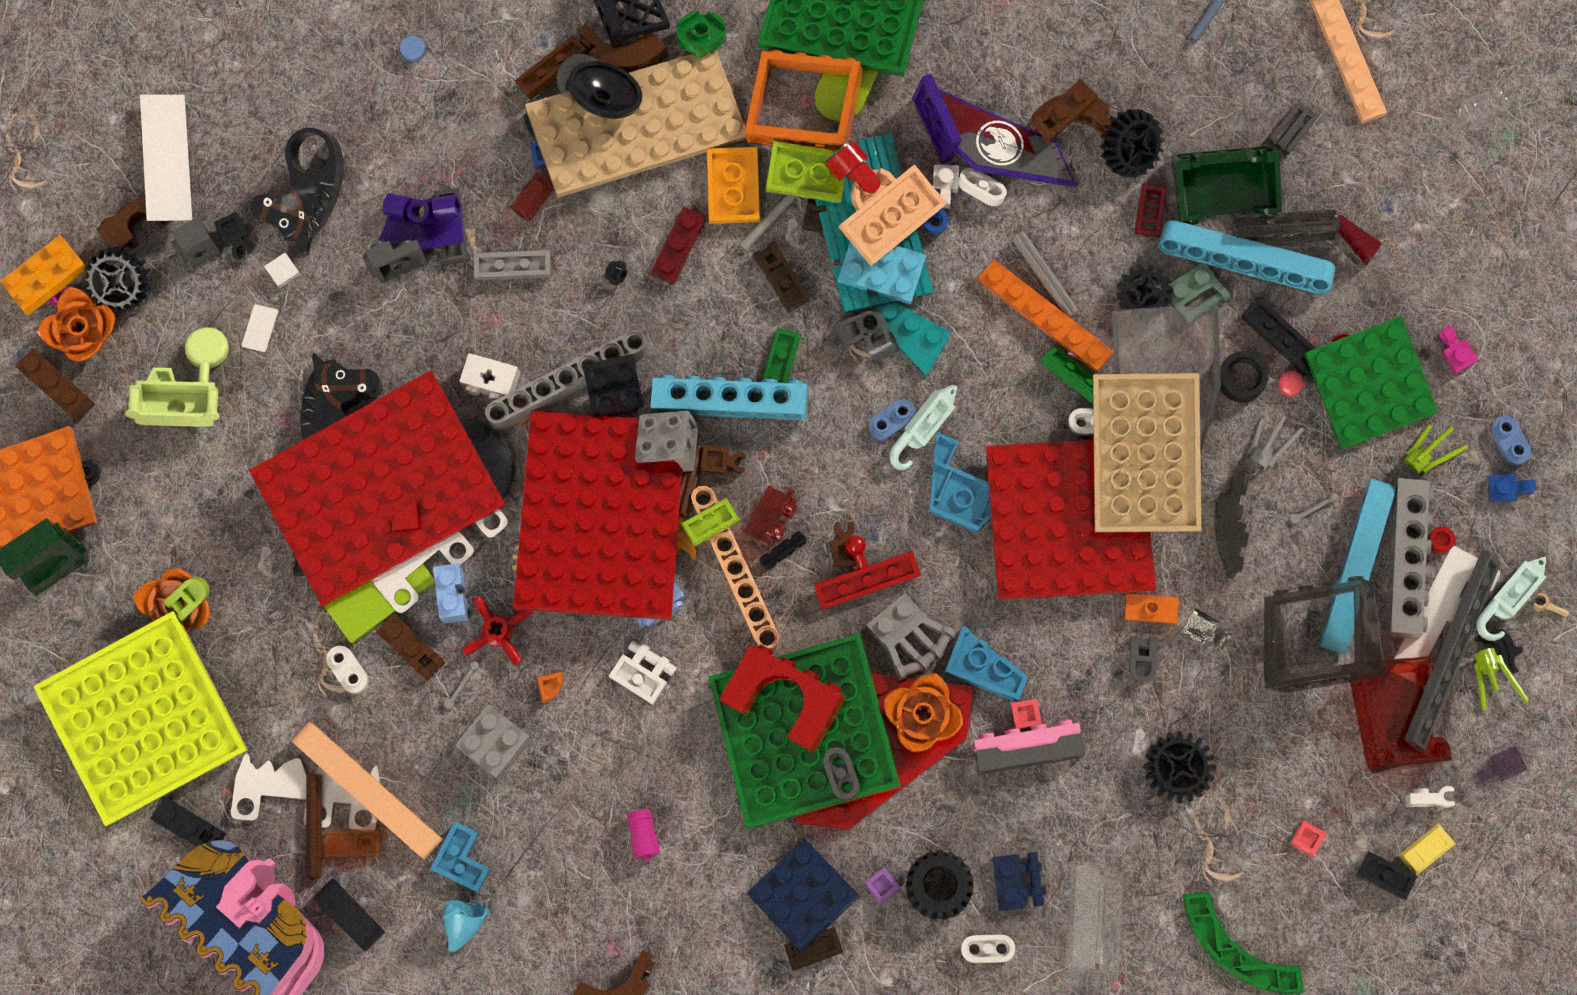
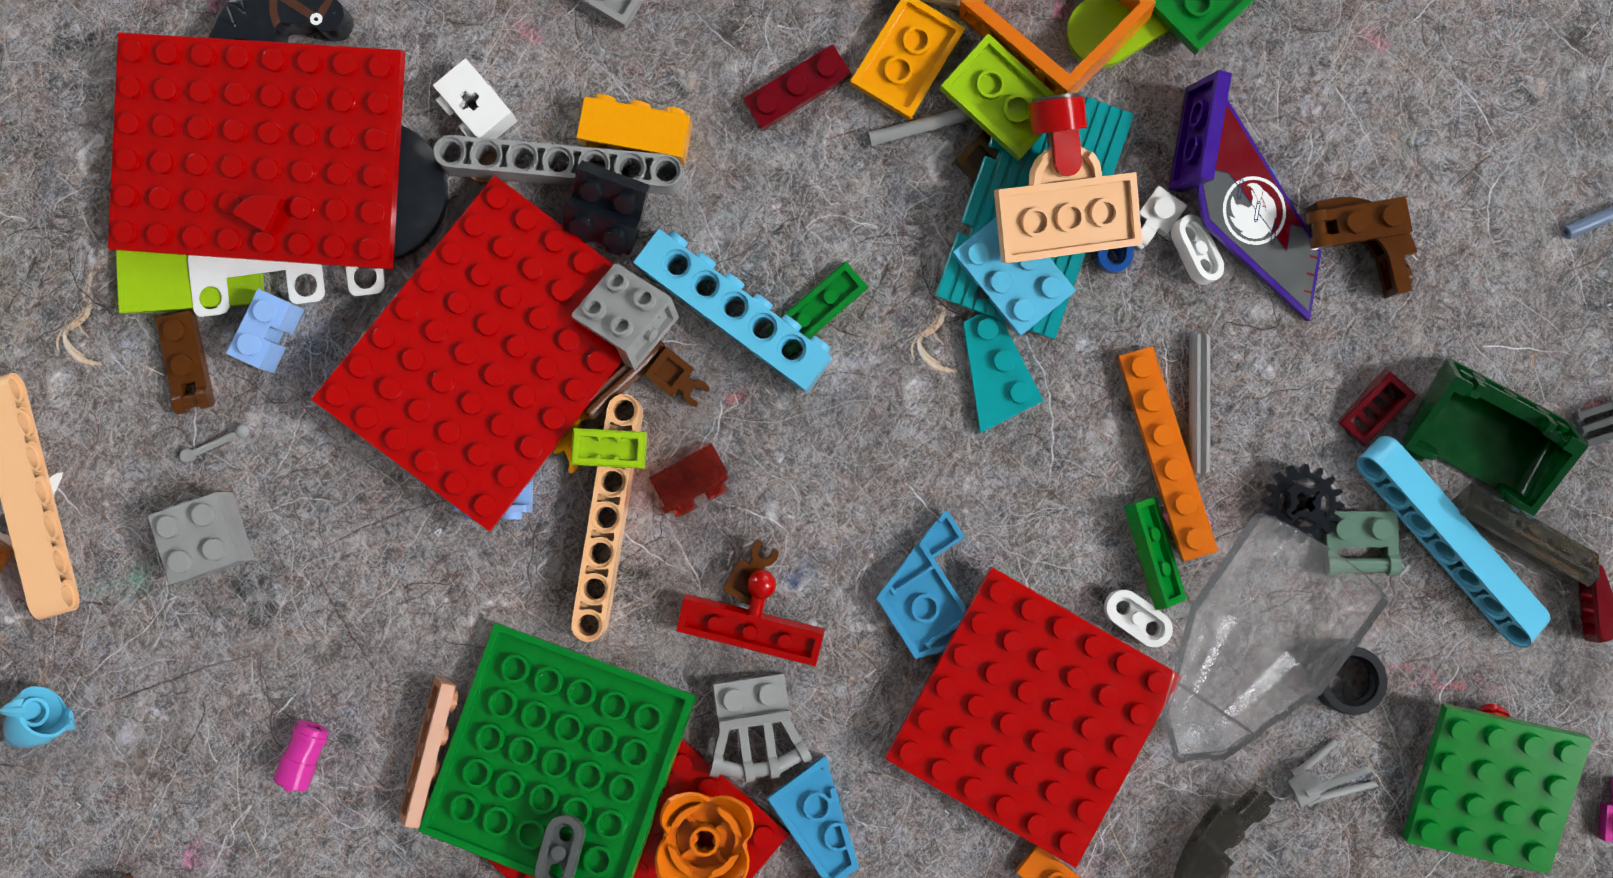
camera: 30 degrees right, 10 degrees up
(346, 669) = (101, 339): white plate -> none
(453, 858) = (72, 644): dark azure plate -> none
(487, 630) = (278, 409): red bar -> none
(550, 686) = (312, 511): orange tile -> none
(596, 329) = (634, 127): none -> light orange brick
(616, 272) = (702, 72): black plate -> none
(637, 678) = (415, 572): white plate -> none
(719, 783) = (425, 764): none -> plate
(761, 668) = (595, 745): red arch -> none
(781, 277) = (890, 205): dark brown plate -> none
(783, 550) = (678, 529): black axle -> none
(879, 341) = (952, 357): dark grey piece -> none
(892, 419) = (906, 459): medium blue plate -> none
(924, 424) = (939, 490): light aqua plate -> none
(1132, 143) = (1413, 314): black gear -> none
(1147, 452) = (1176, 710): tan plate -> none
(1279, 335) = (1426, 660): black plate -> none
(1290, 383) = (1399, 723): coral tile -> none

